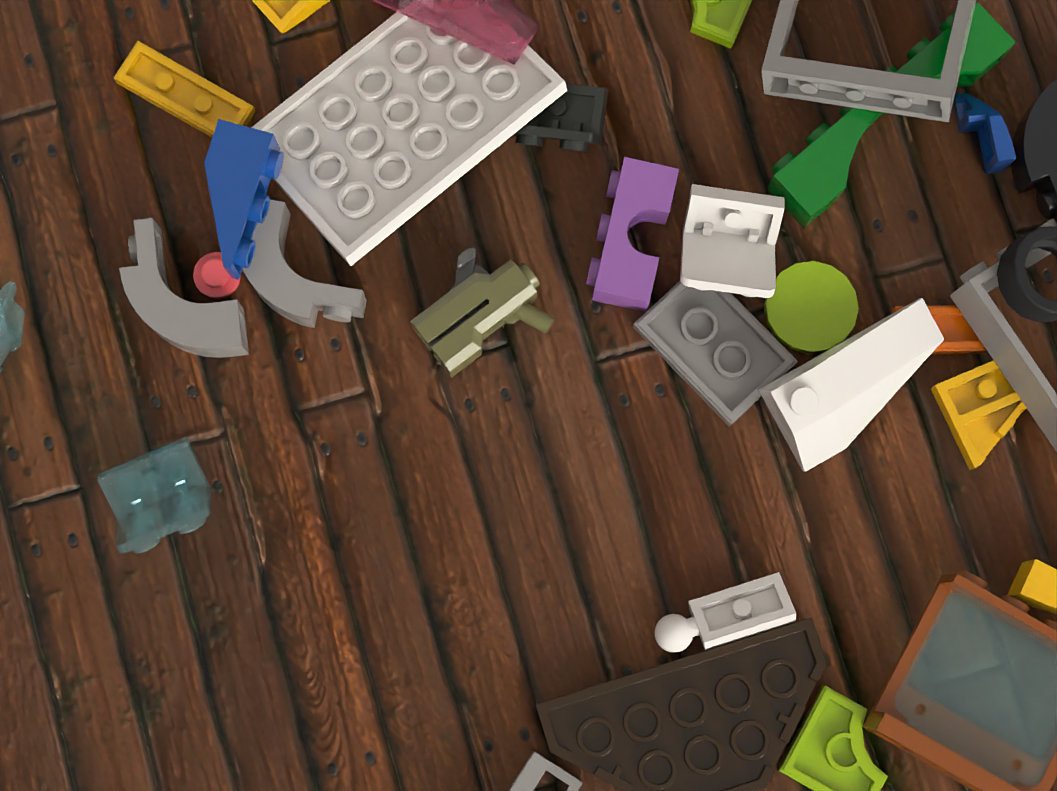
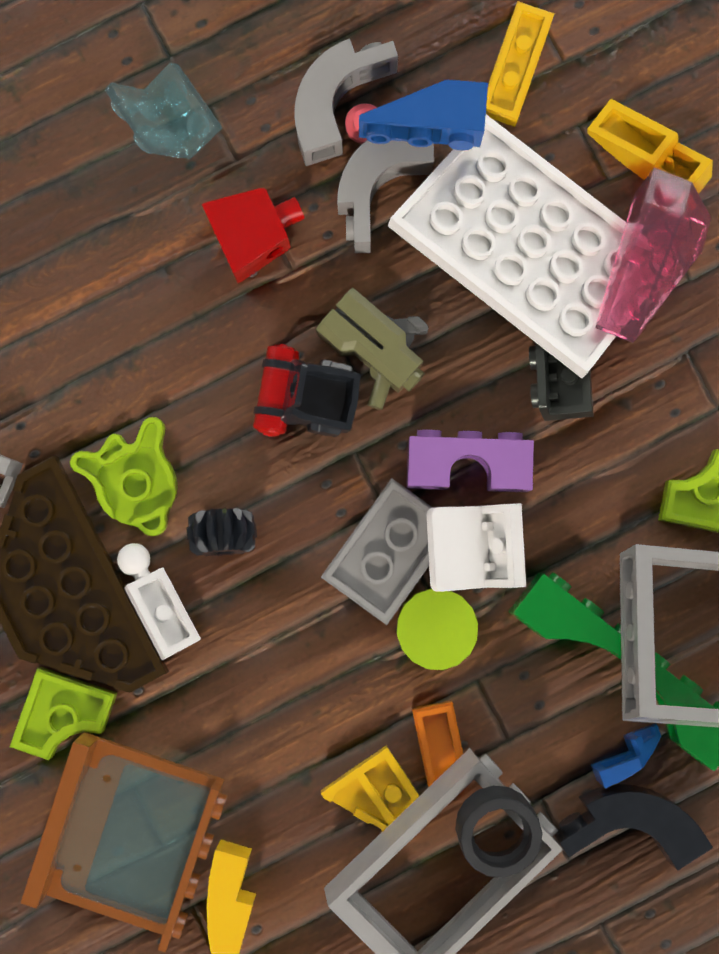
camera: 85 degrees right, 5 degrees up
(314, 426) = (252, 229): none -> red torso
(520, 400) = (305, 394): none -> black piece
(579, 620) = (132, 479): none -> lime tile
(662, 522) = (221, 532): none -> black gear
(843, 389) = (368, 667): white wedge -> none

